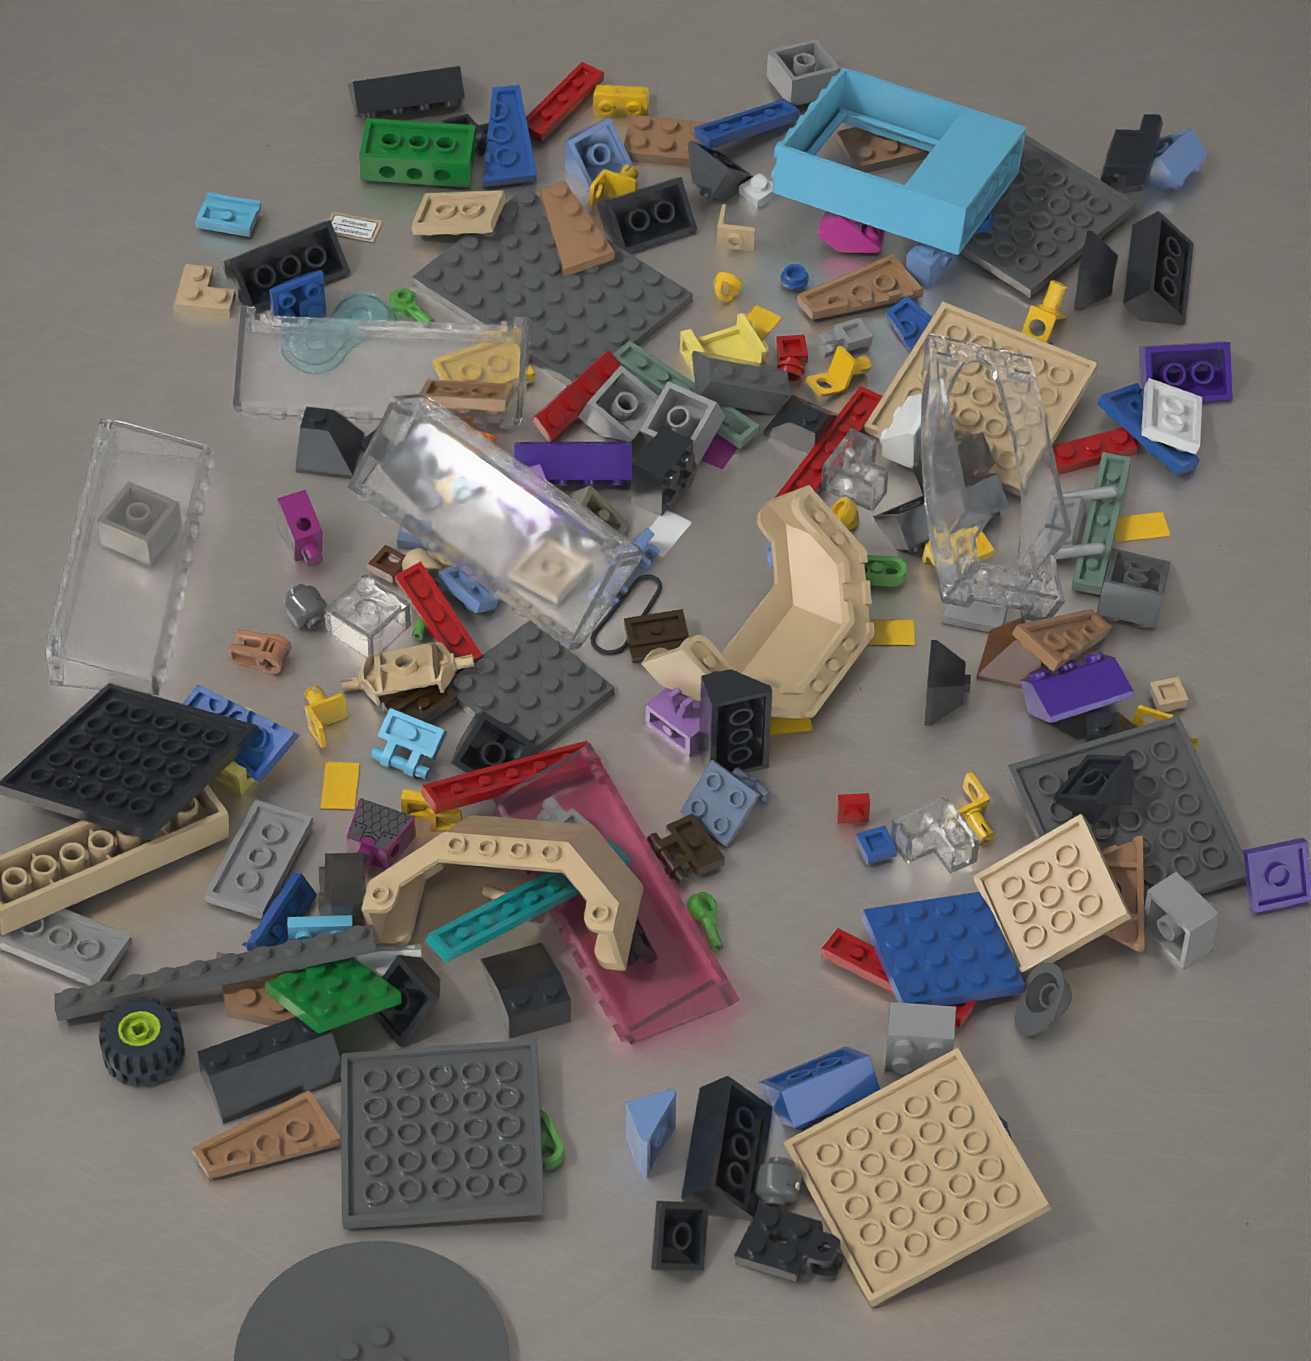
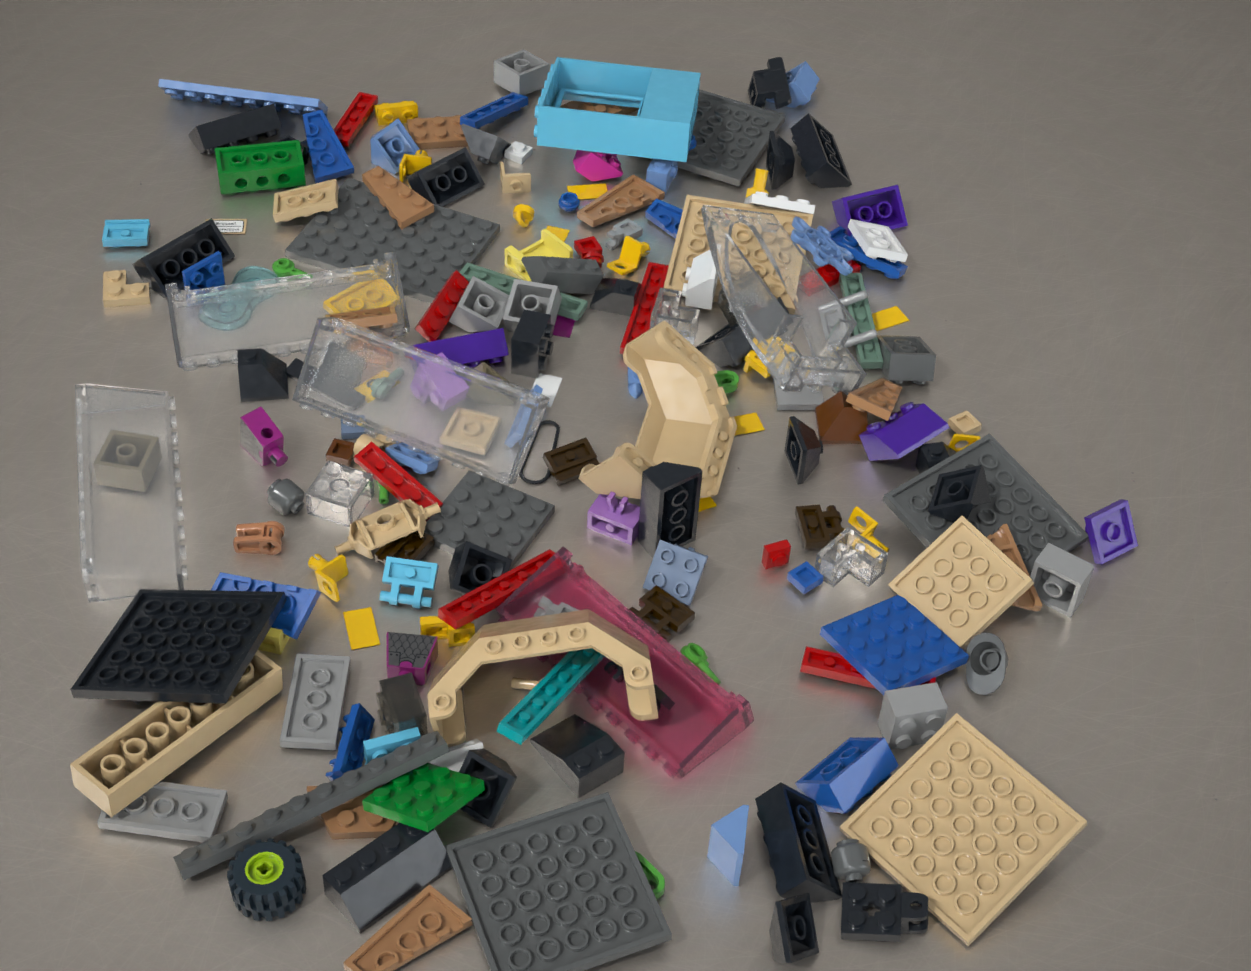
camera: 20 degrees left, 5 degrees down
(429, 47) = (240, 97): none -> medium blue plate
(827, 265) = (588, 191): none -> yellow sticker
(915, 780) = (813, 525): none -> dark brown plate
(1061, 339) = (780, 202): none -> white plate
(1092, 422) = (821, 246): none -> medium blue plate

